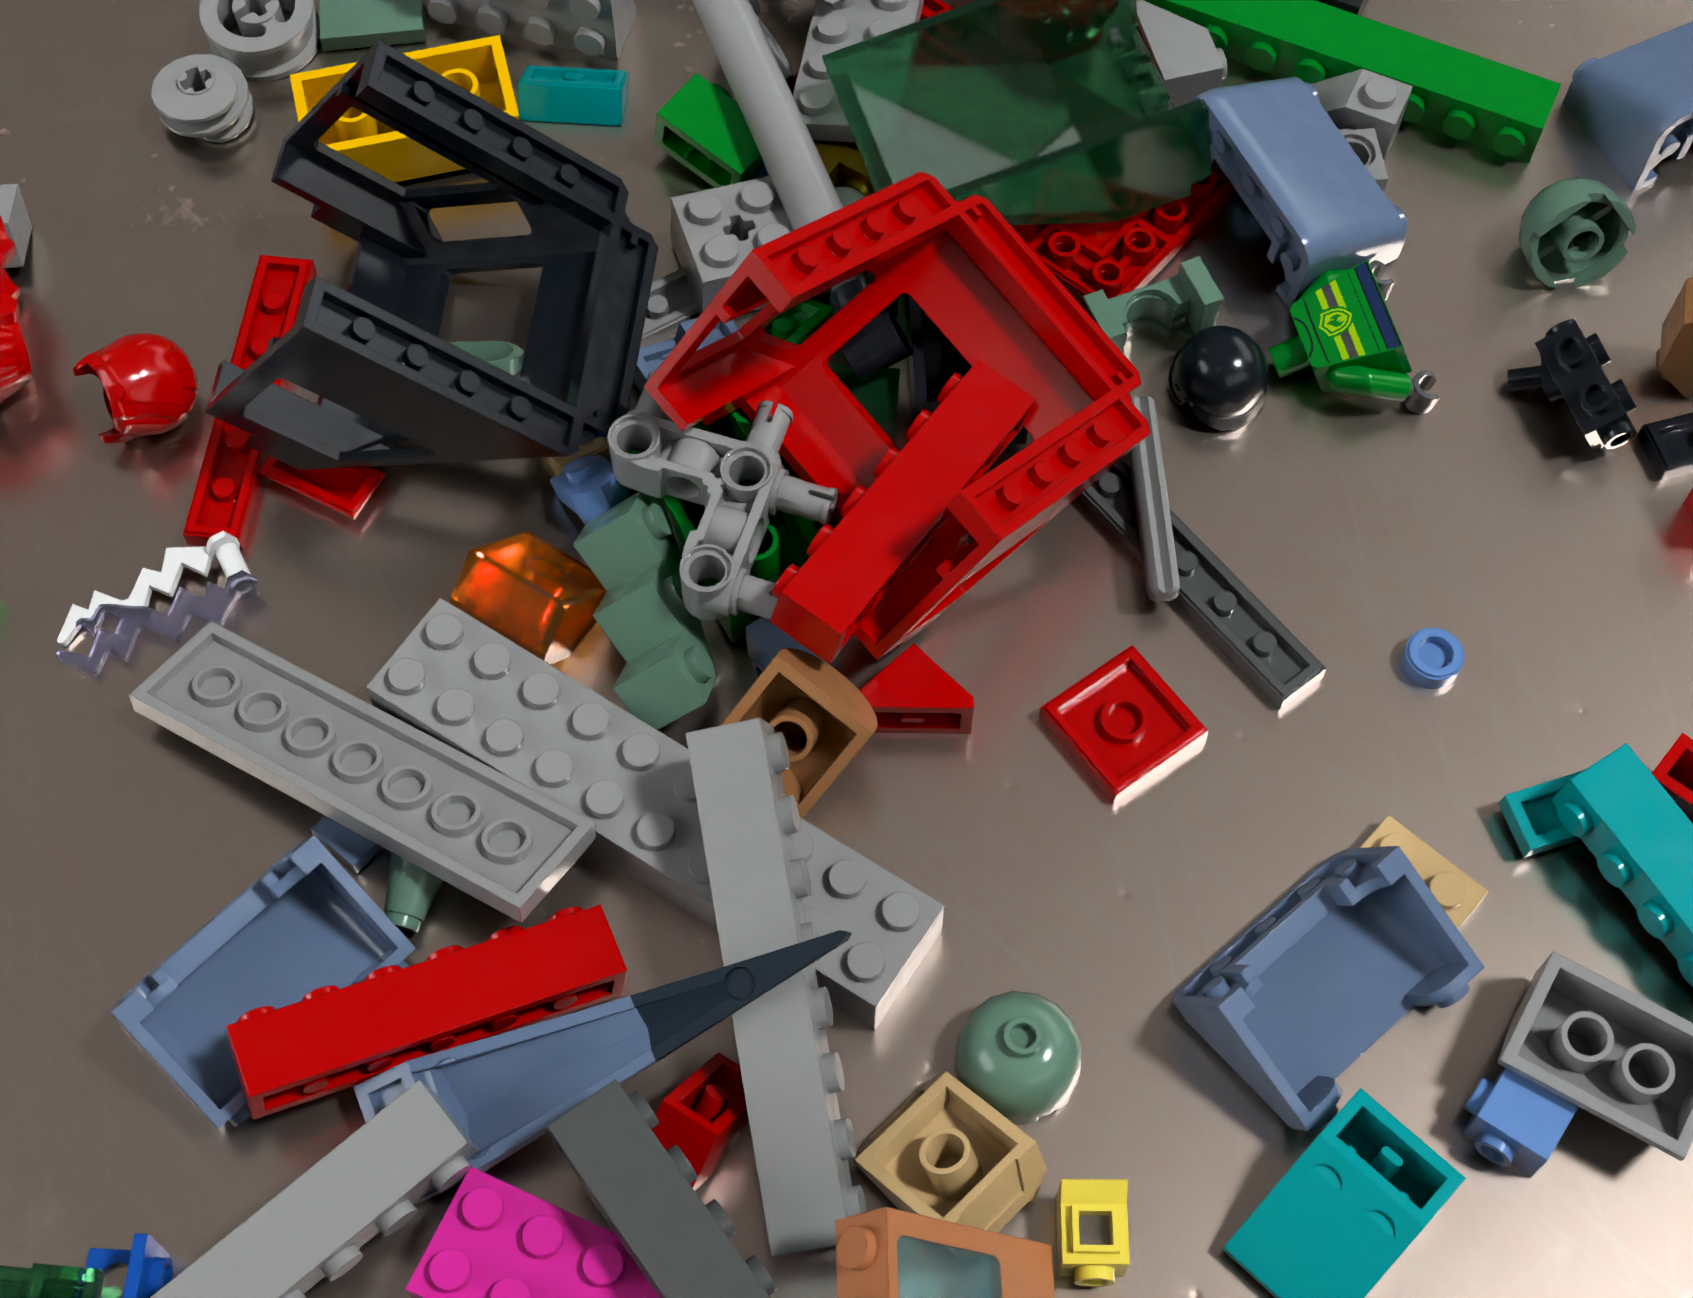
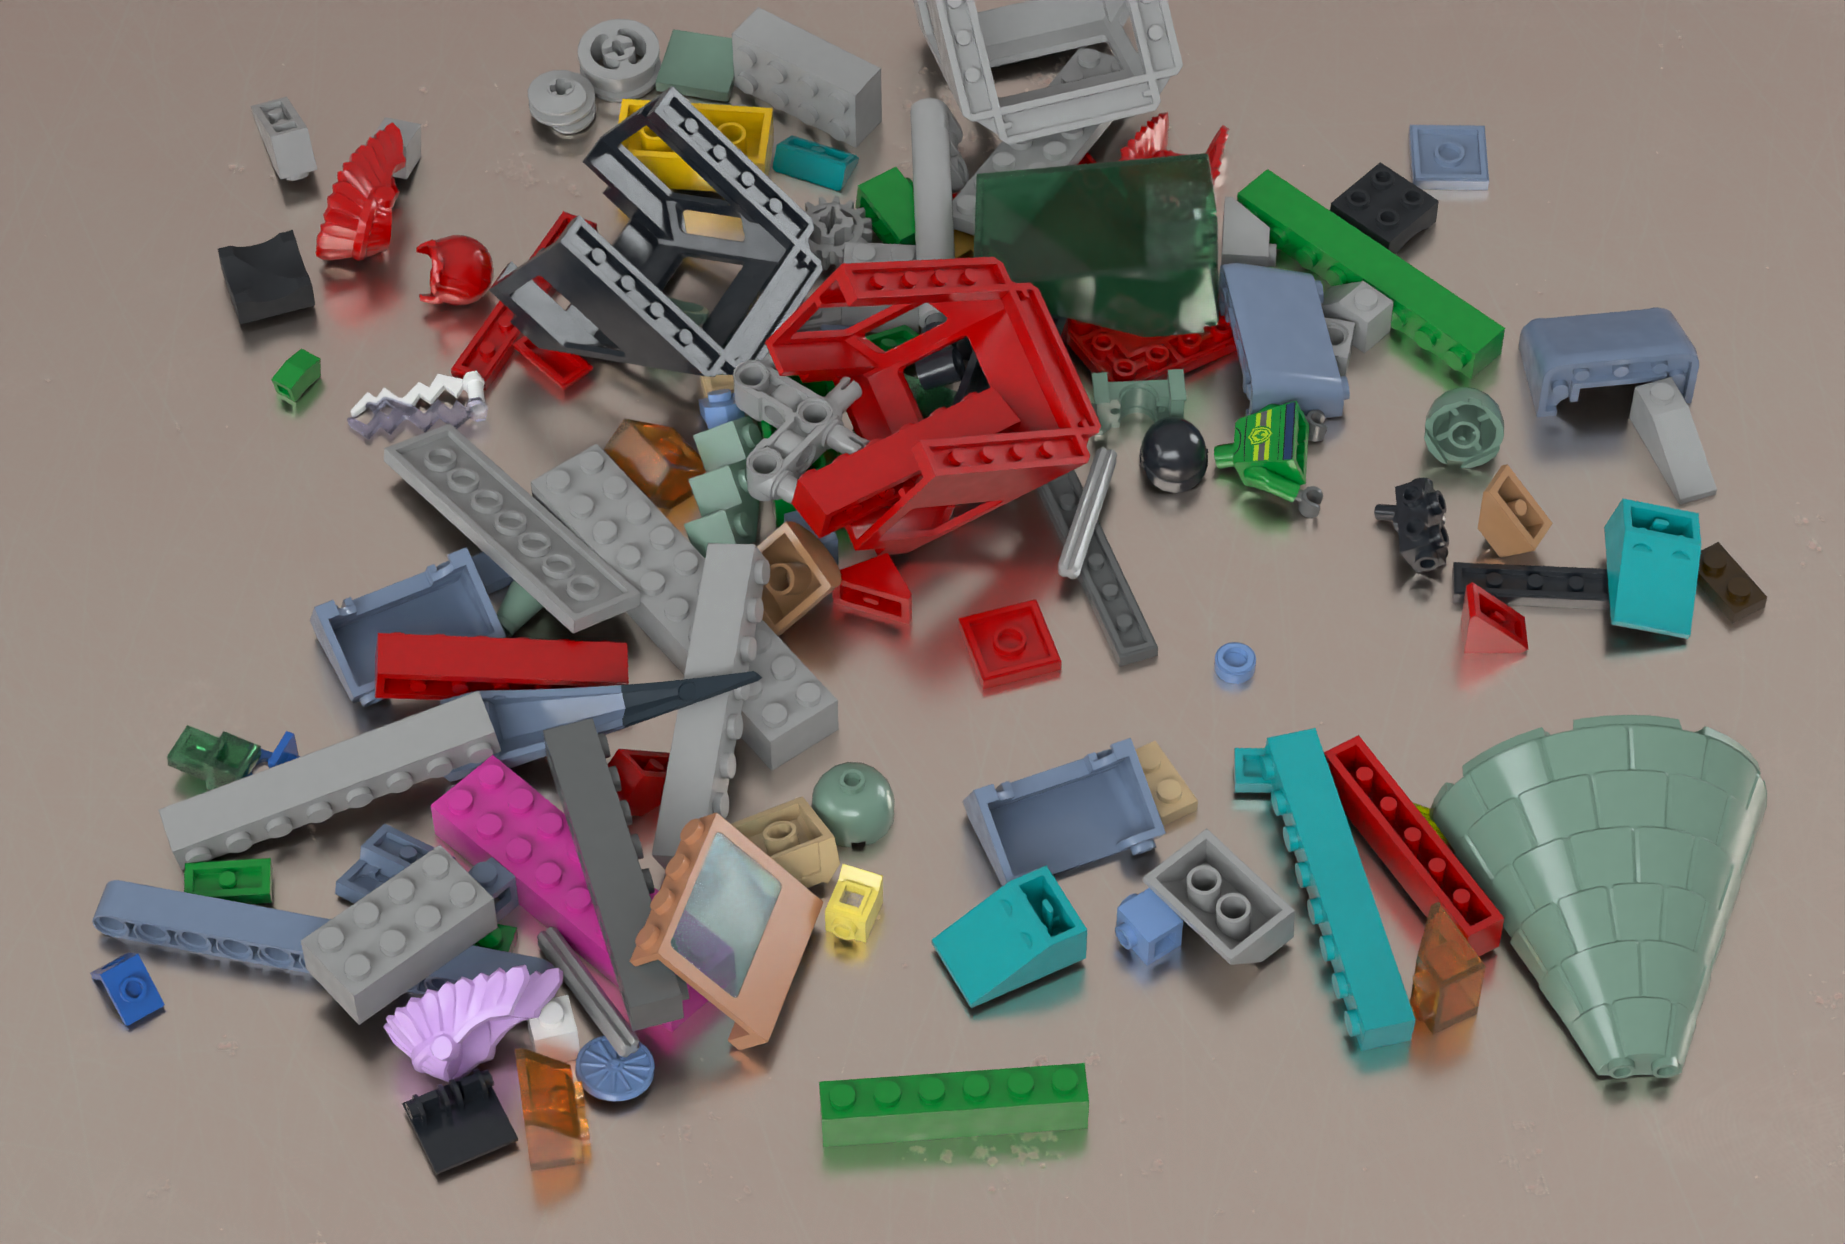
camera: 20 degrees right, 10 degrees down
(656, 173) = (834, 226): none -> light grey gear

